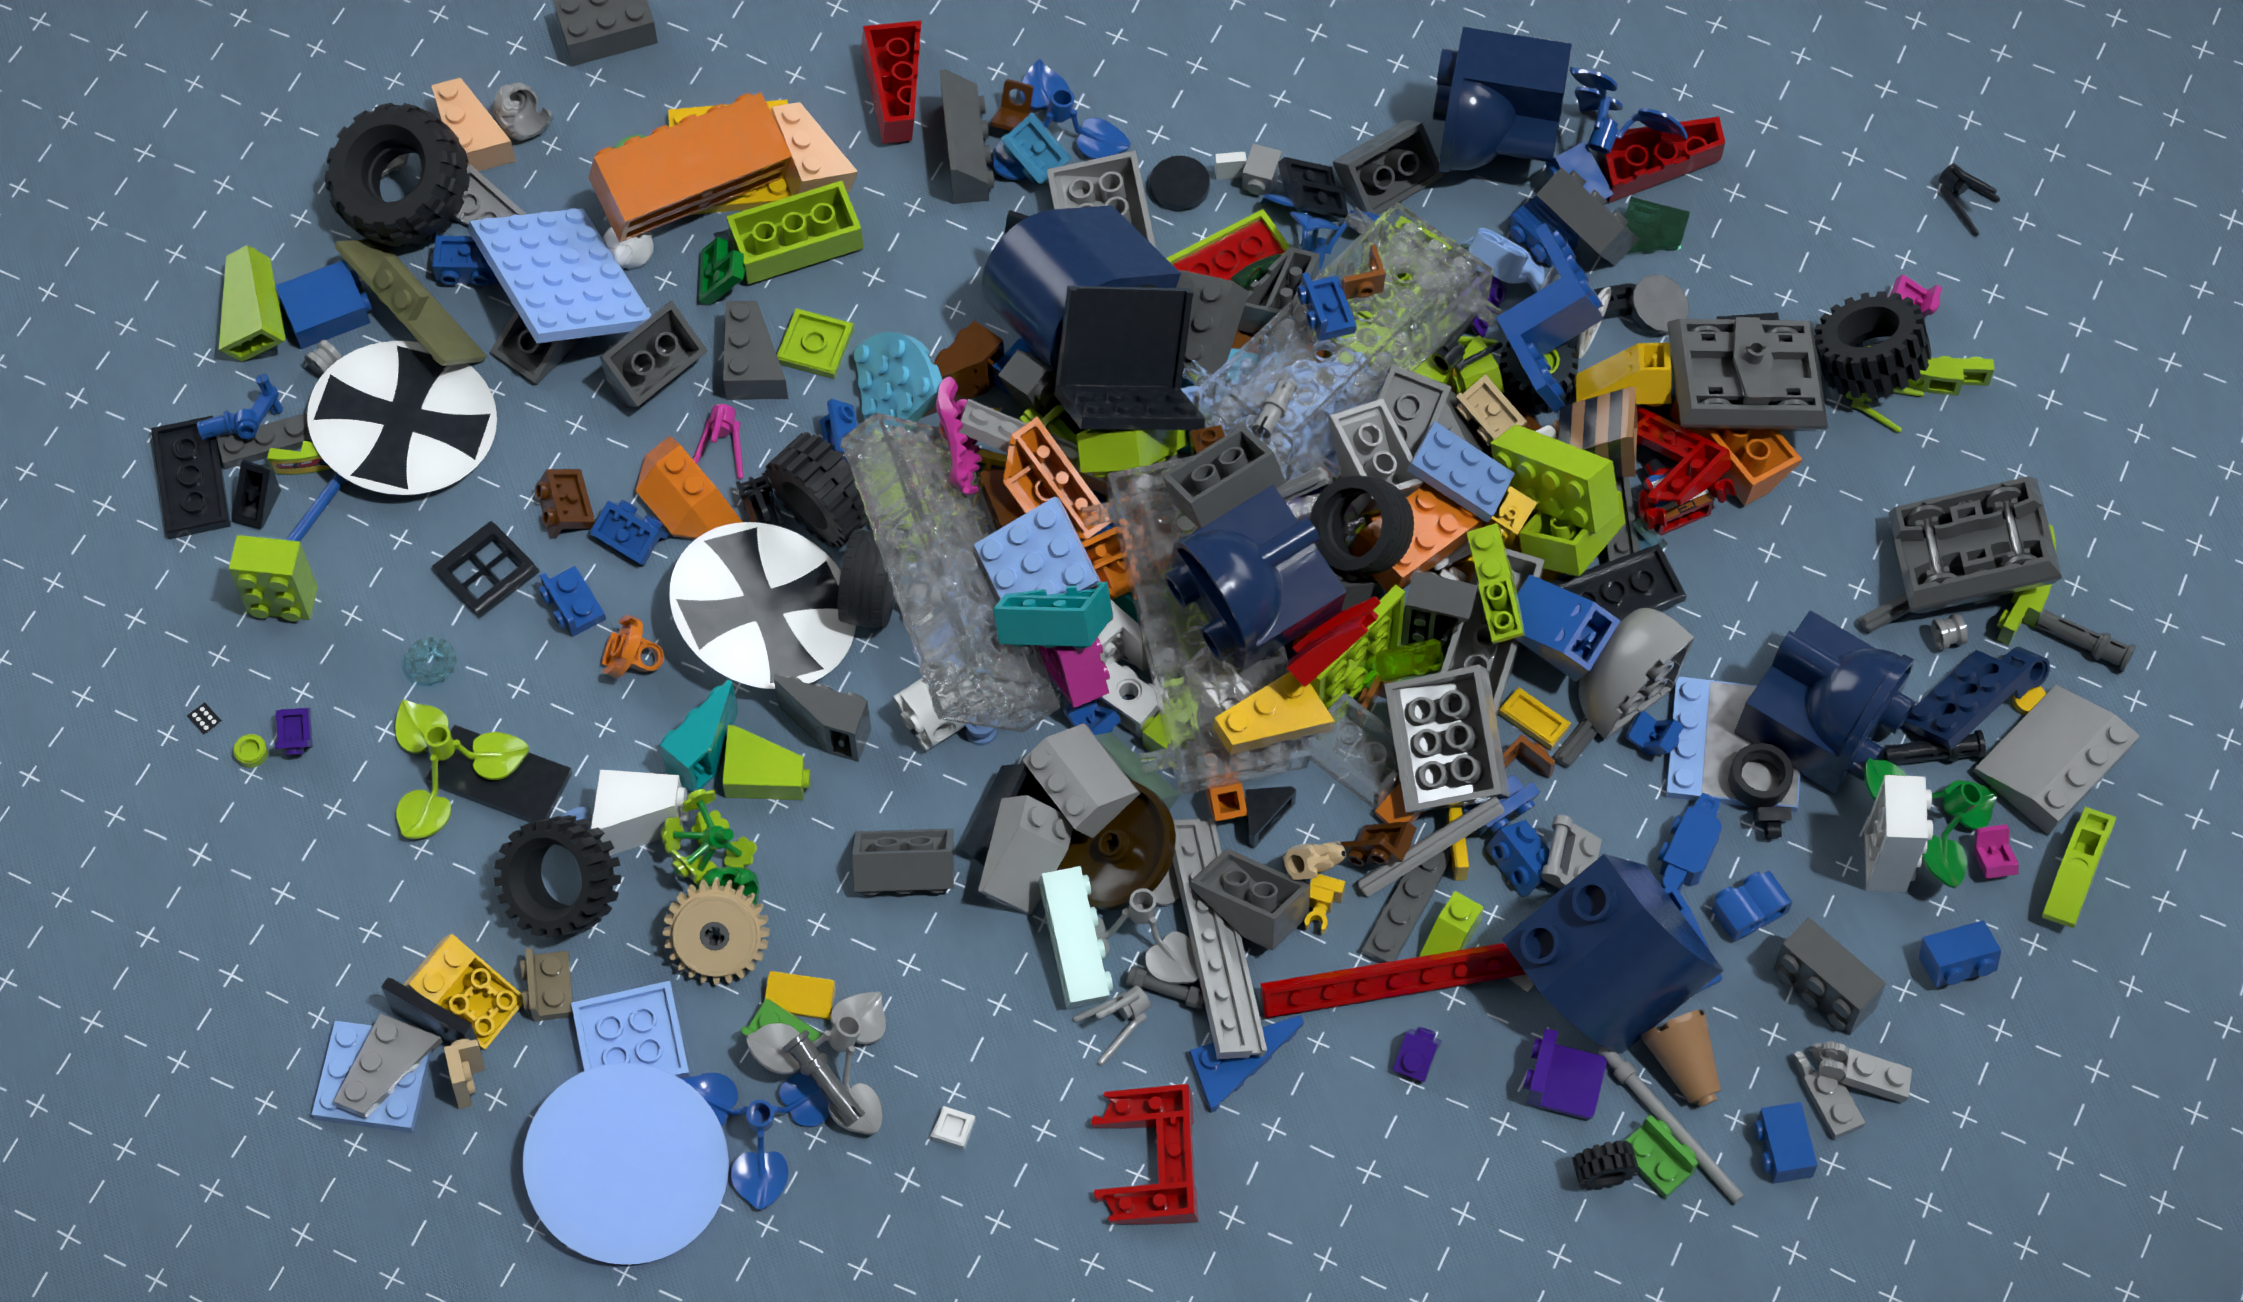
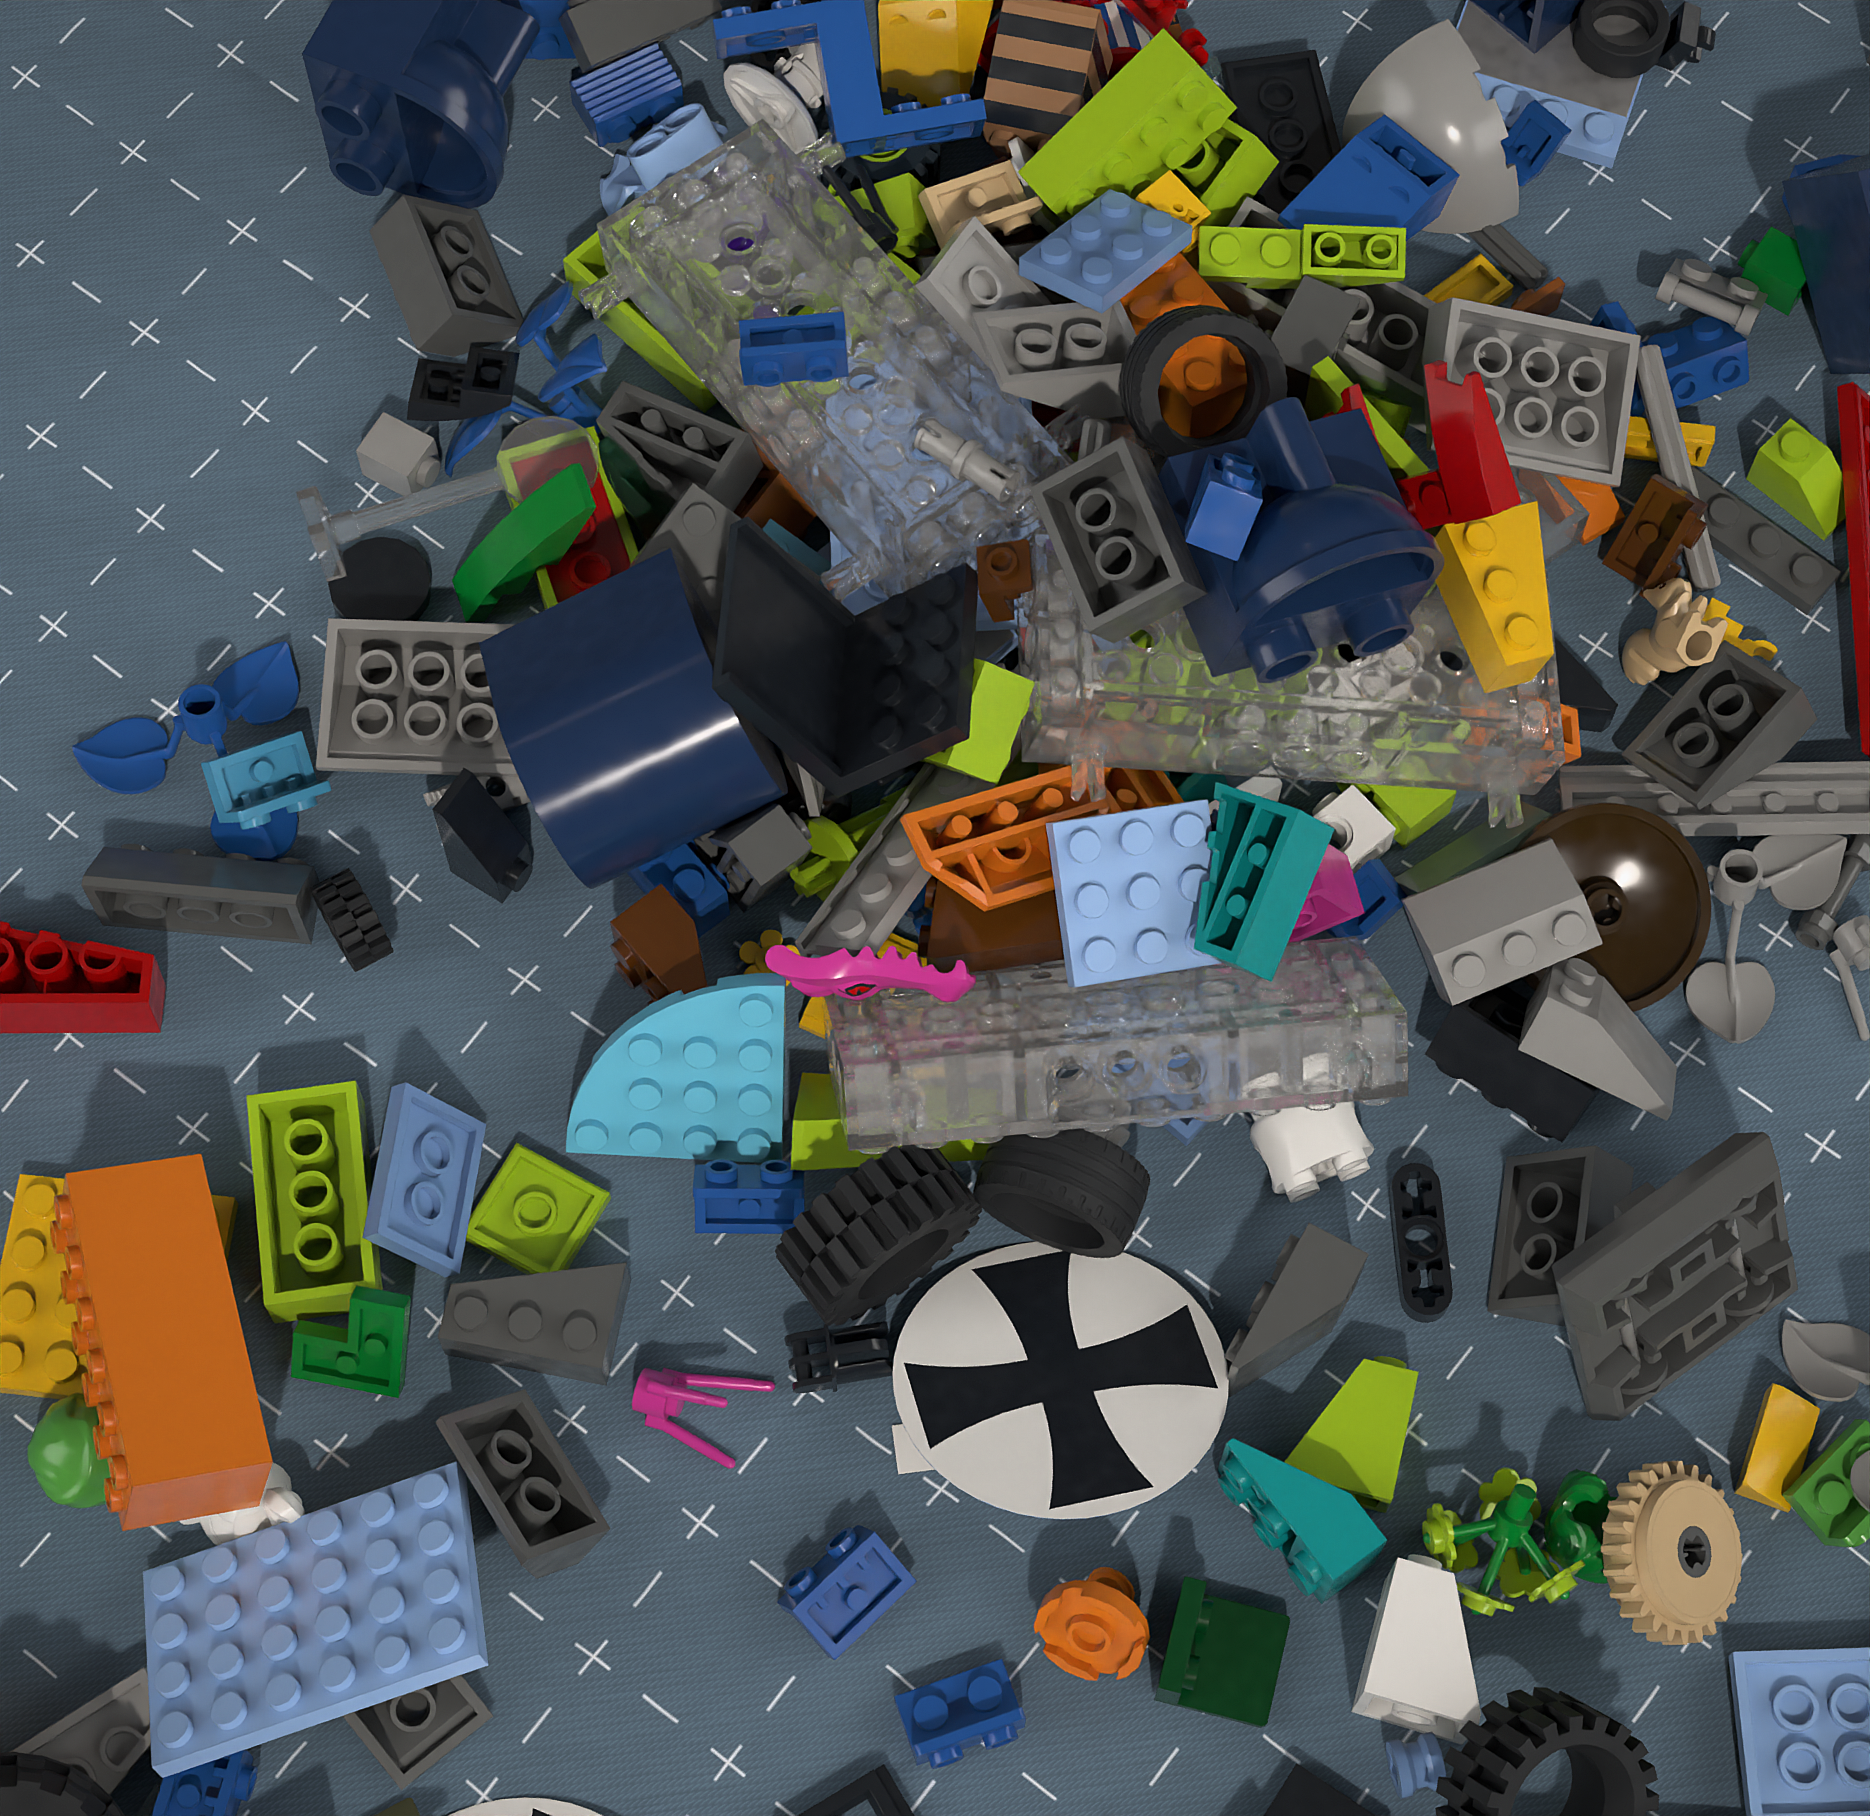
camera: 80 degrees left, 5 degrees up
(564, 501) = (759, 1697): reddish brown bracket -> none
(624, 716) = (1222, 1656): none -> dark green bracket
(682, 492) = (788, 1486): orange wedge -> none
(814, 155) = (175, 1125): light nougat wedge -> none
(815, 277) = (424, 1180): none -> medium blue plate
(863, 785) = (1409, 1282): none -> black beam
(875, 900) = (1676, 1275): none -> dark grey piece
(961, 210) = (351, 919): none -> black tyre
(1011, 113) = (167, 812): reddish brown bracket -> none
(1074, 937) = (1754, 998): light aqua brick -> none
(1204, 231) = (527, 538): none -> green slope
(1229, 165) = (375, 490): white tile -> none
(1242, 512) = (1224, 505): none -> blue slope
(1257, 230) = (524, 463): none -> clear piece
(1367, 283) = (754, 272): dark orange bracket -> none
(1692, 844) = (1712, 147): blue hinge -> none
(1751, 905) = (1814, 96): blue brick -> none

